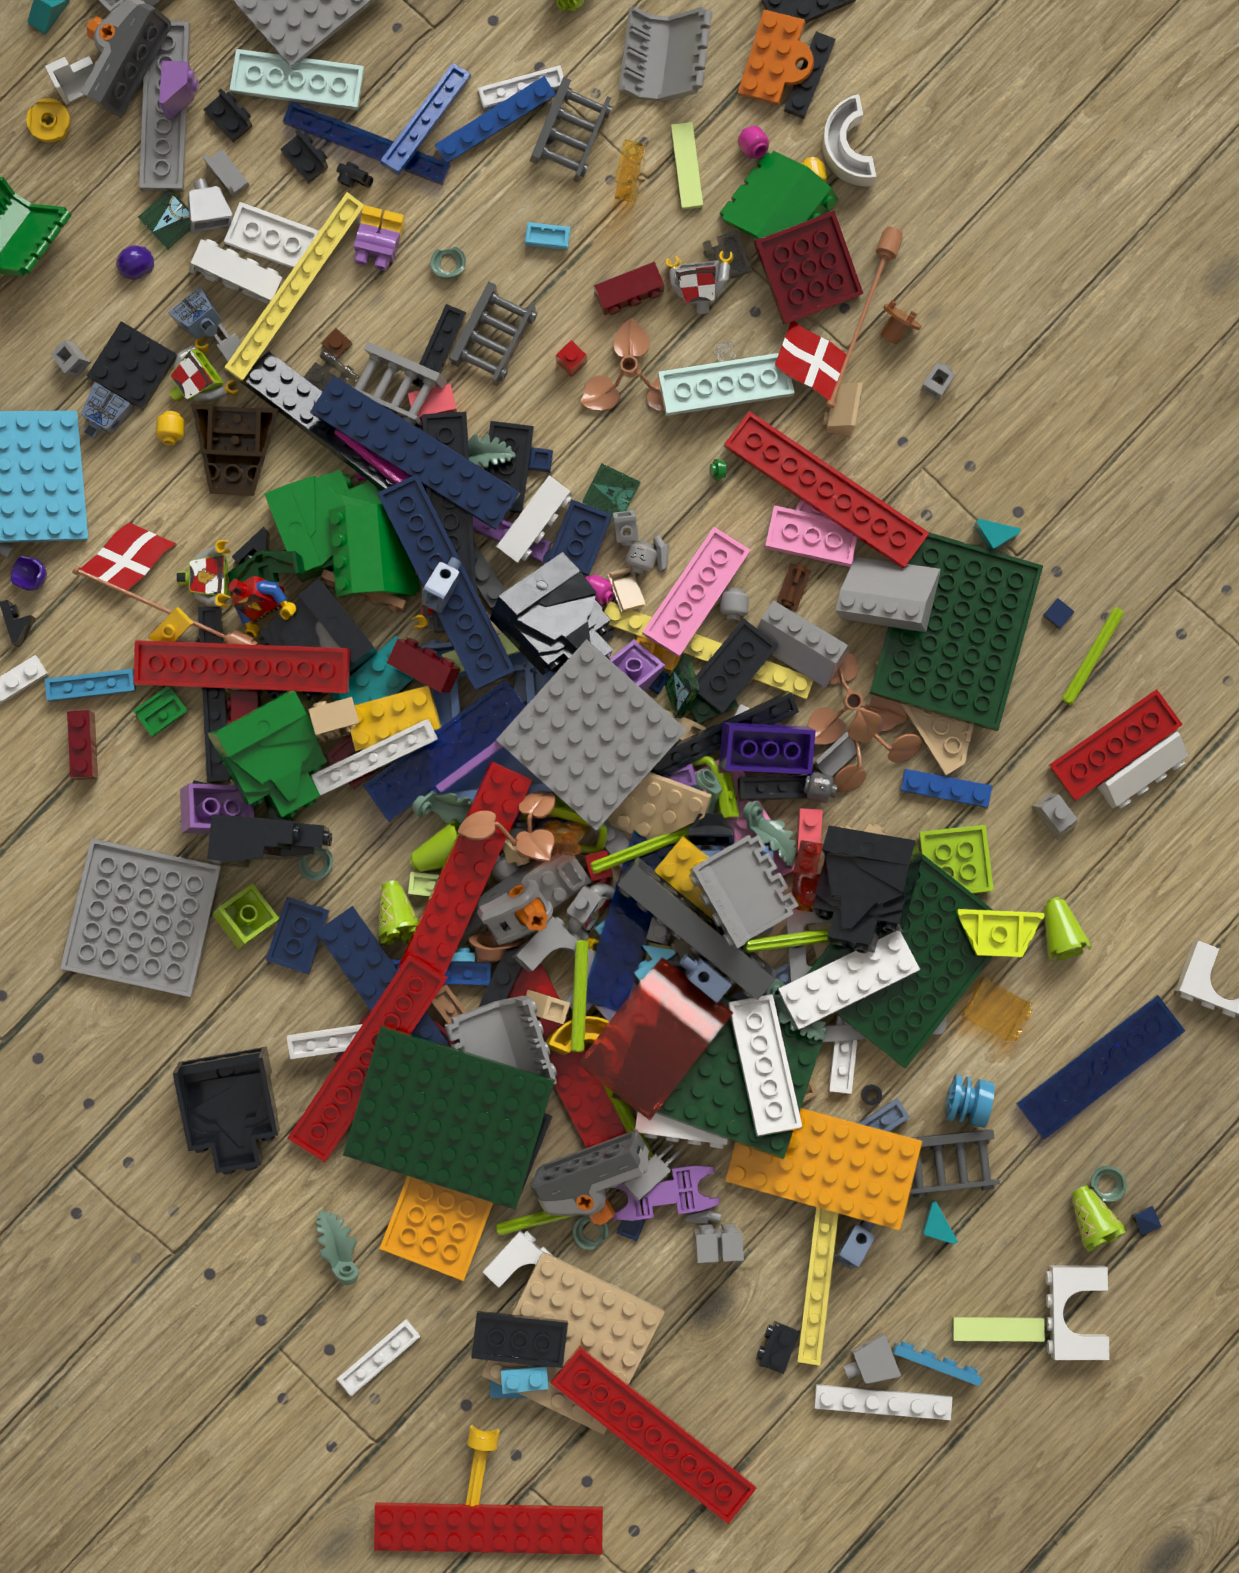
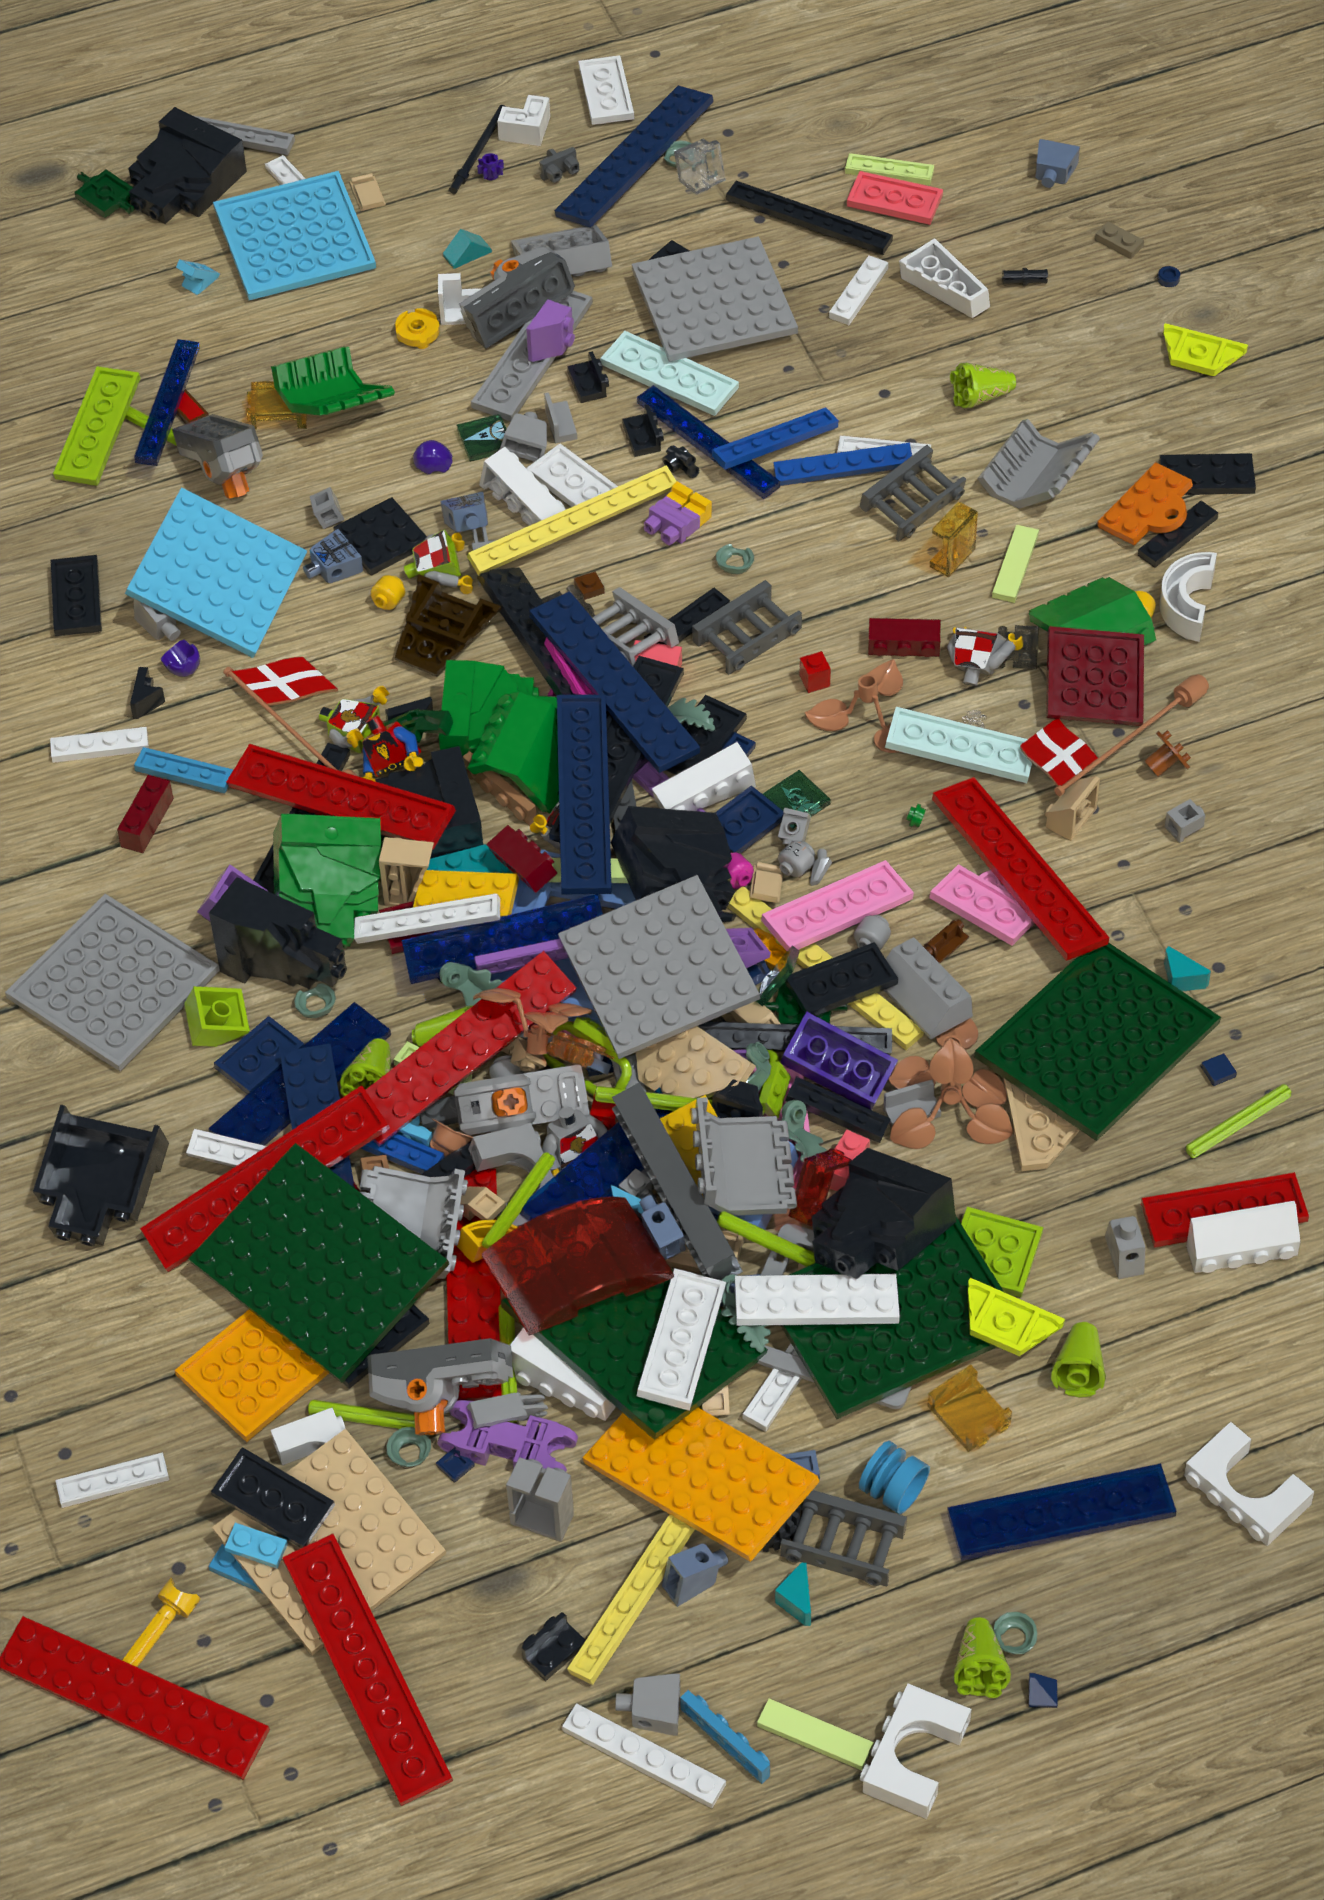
camera: 25 degrees right, 30 degrees down
(160, 711) = (239, 816): green plate -> none
(172, 627) = (296, 745): yellow plate -> none
(326, 984) = (266, 1109): none -> clear blue plate
(337, 1247) = (131, 1351): sand green plant -> none
(441, 585) = (575, 782): sand blue torso -> none
(547, 236) = (845, 570): medium azure plate -> none
(753, 142) = (1092, 563): dark pink head -> none
(820, 787) = (877, 1119): dark grey head -> none
(873, 1101) = (789, 1432): black bush -> none
(888, 594) = (1036, 977): light grey slope -> none
(946, 788) = (1017, 1183): blue plate -> none

